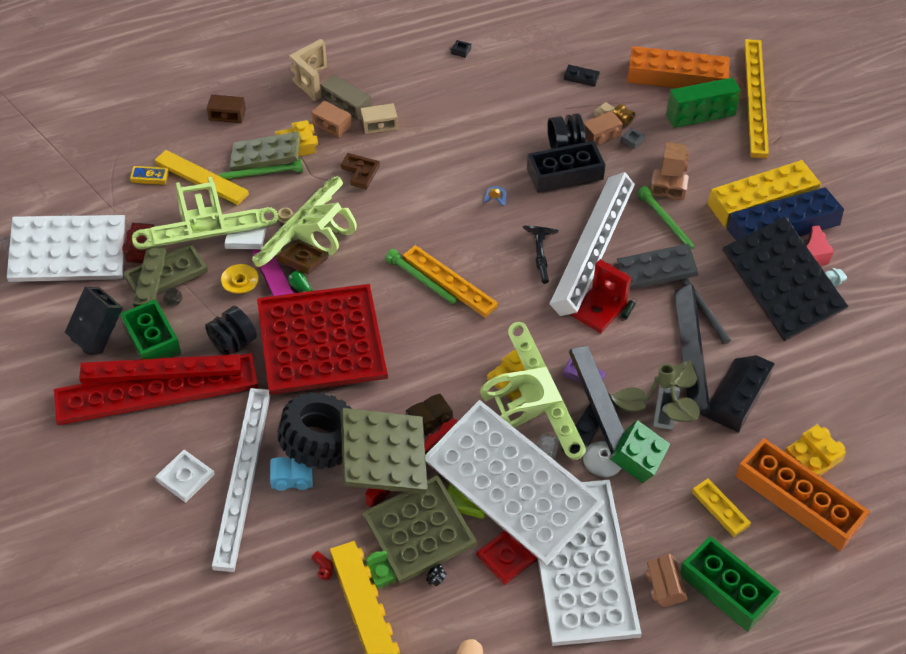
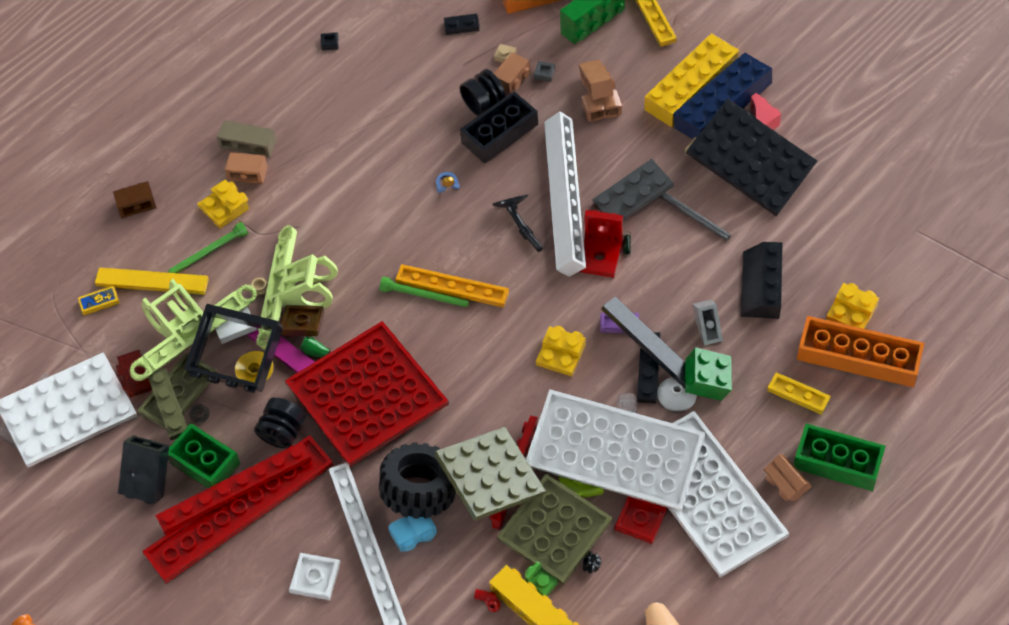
camera: 20 degrees left, 5 degrees up
(208, 232) = (209, 314): none -> black window
(265, 151) = (202, 229): olive plate -> none
(307, 72) = (190, 125): tan bracket -> none
(363, 169) = (307, 205): reddish brown plate -> none
(379, 118) = (293, 148): tan brick -> none
(433, 411) = (506, 415): dark brown brick -> none
(537, 392) = (592, 358): yellowish green piece -> none
(624, 115) = (524, 50): pearl gold wheel -> none
(645, 195) = (586, 125): bright green piece -> none
(680, 410) = (703, 291): olive plant -> none
(692, 345) = (703, 260): black tile -> none
(836, 276) = (793, 135): light aqua piece -> none

